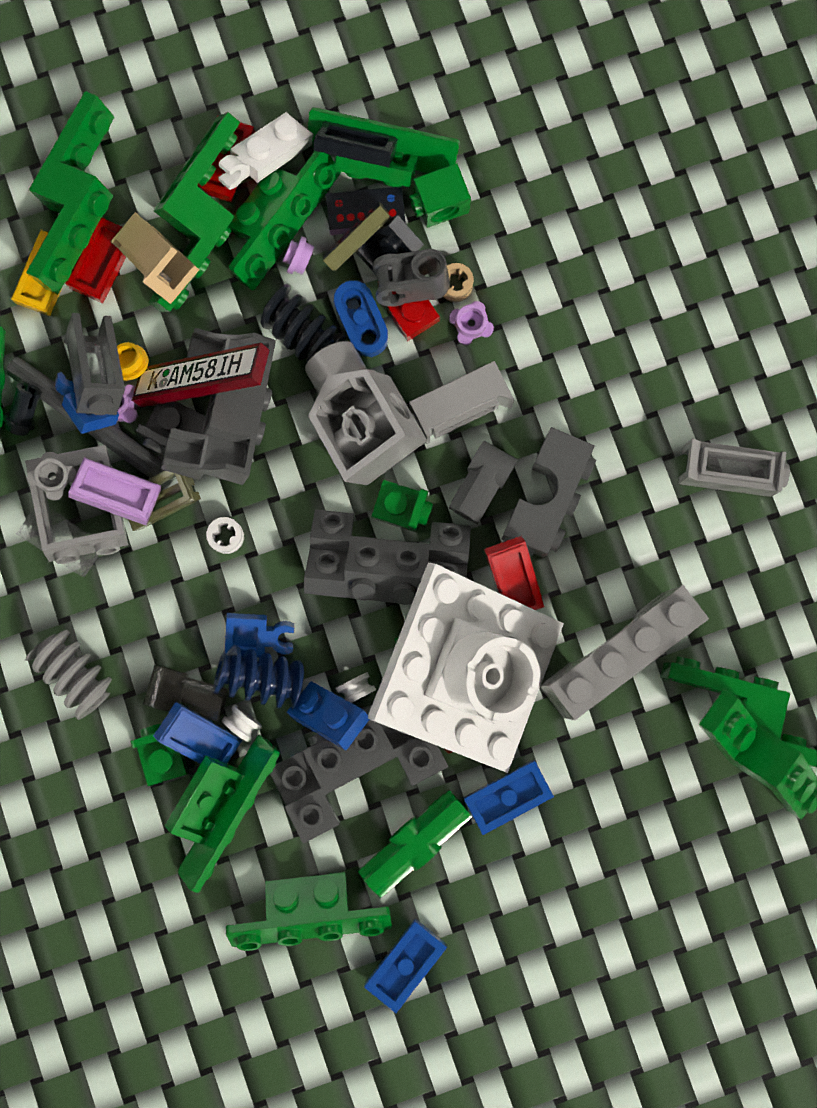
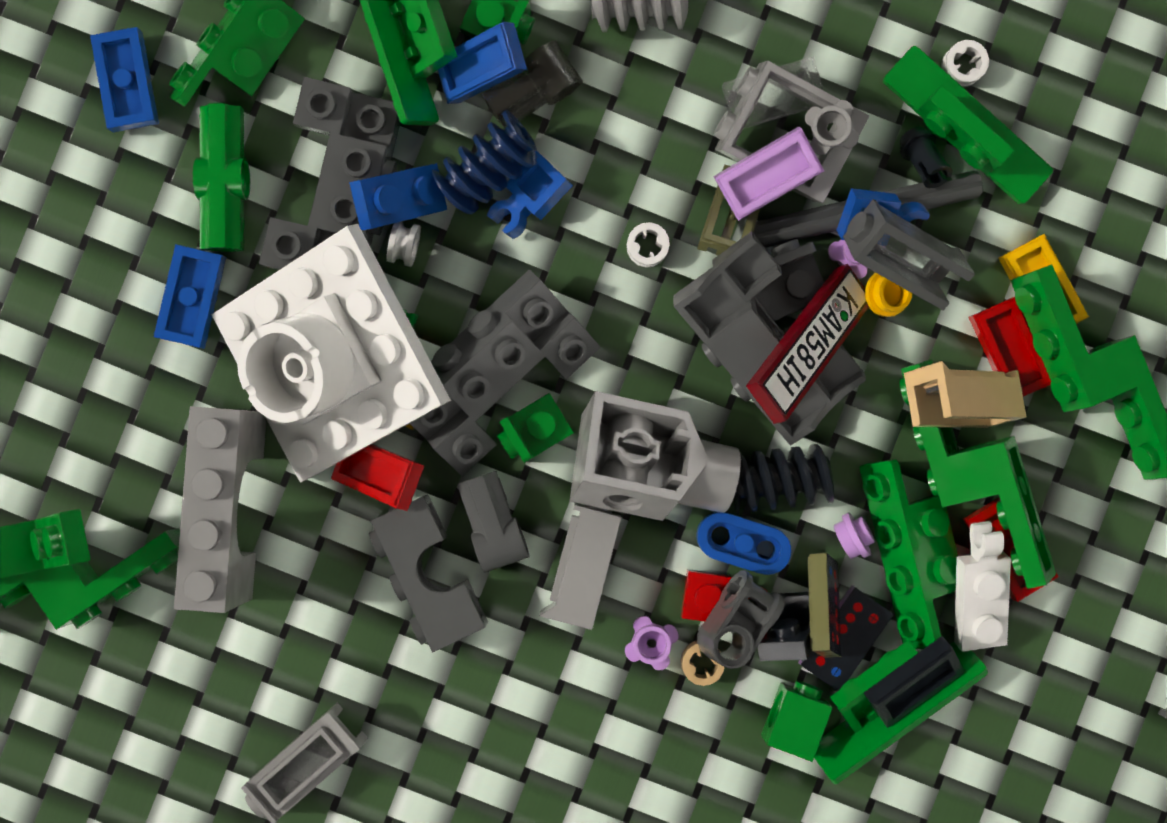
camera: 130 degrees right, 5 degrees up
(241, 723) = (461, 115): white bush -> none

